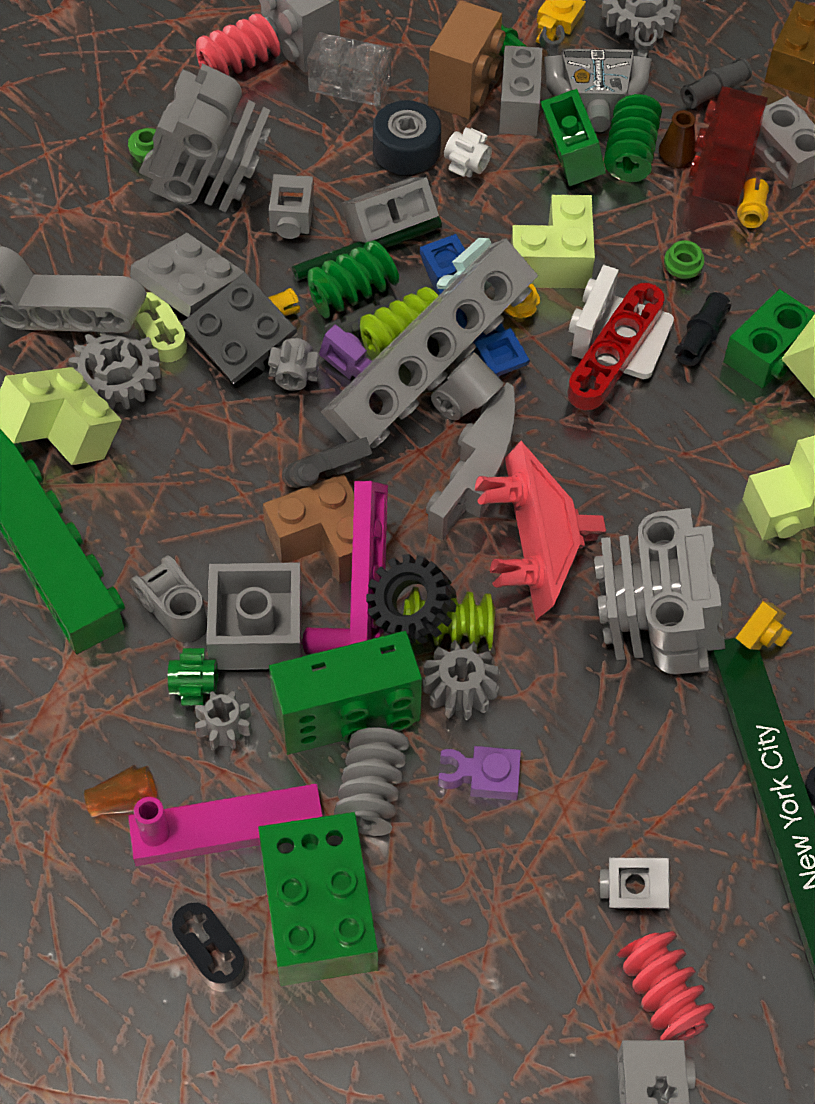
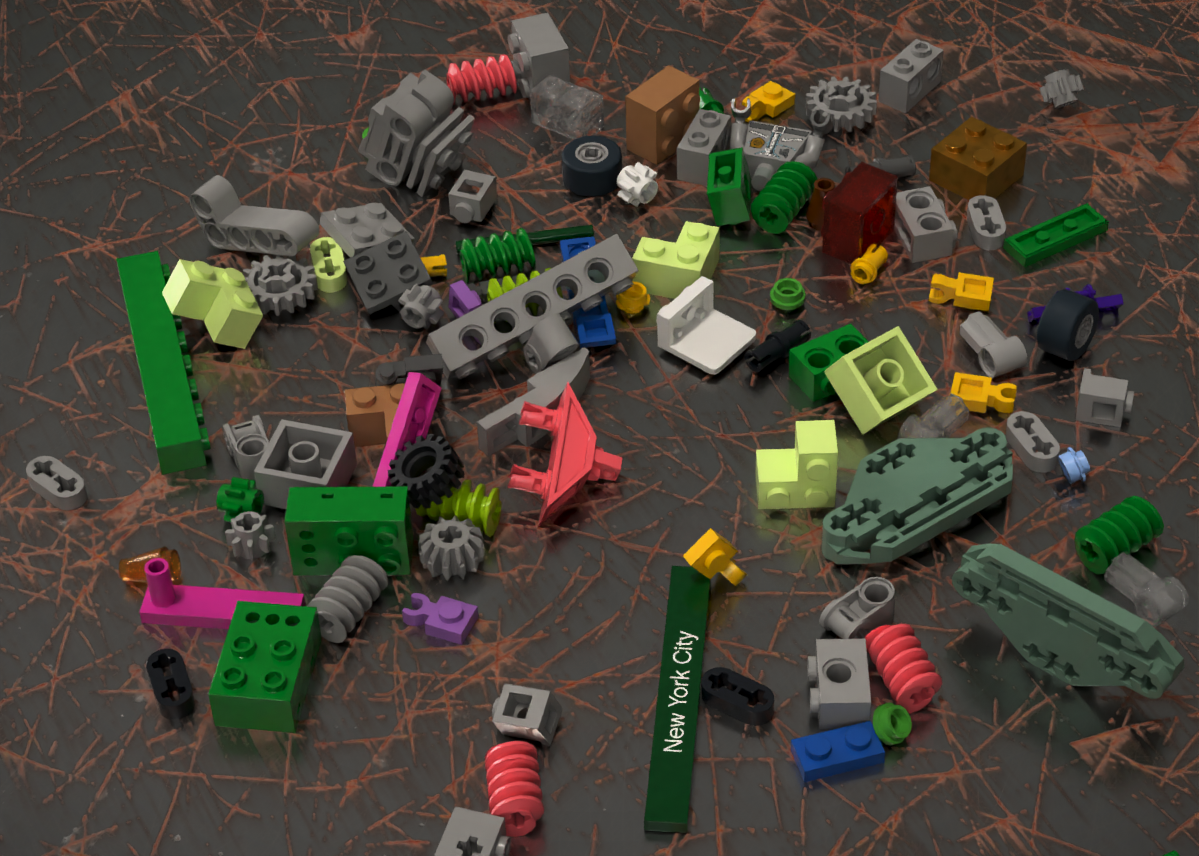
camera: 20 degrees right, 15 degrees down
(389, 209) = (550, 210): light grey brick -> none
(612, 343) = (661, 363): red beam -> none
(667, 593) = (637, 513): light grey piece -> none

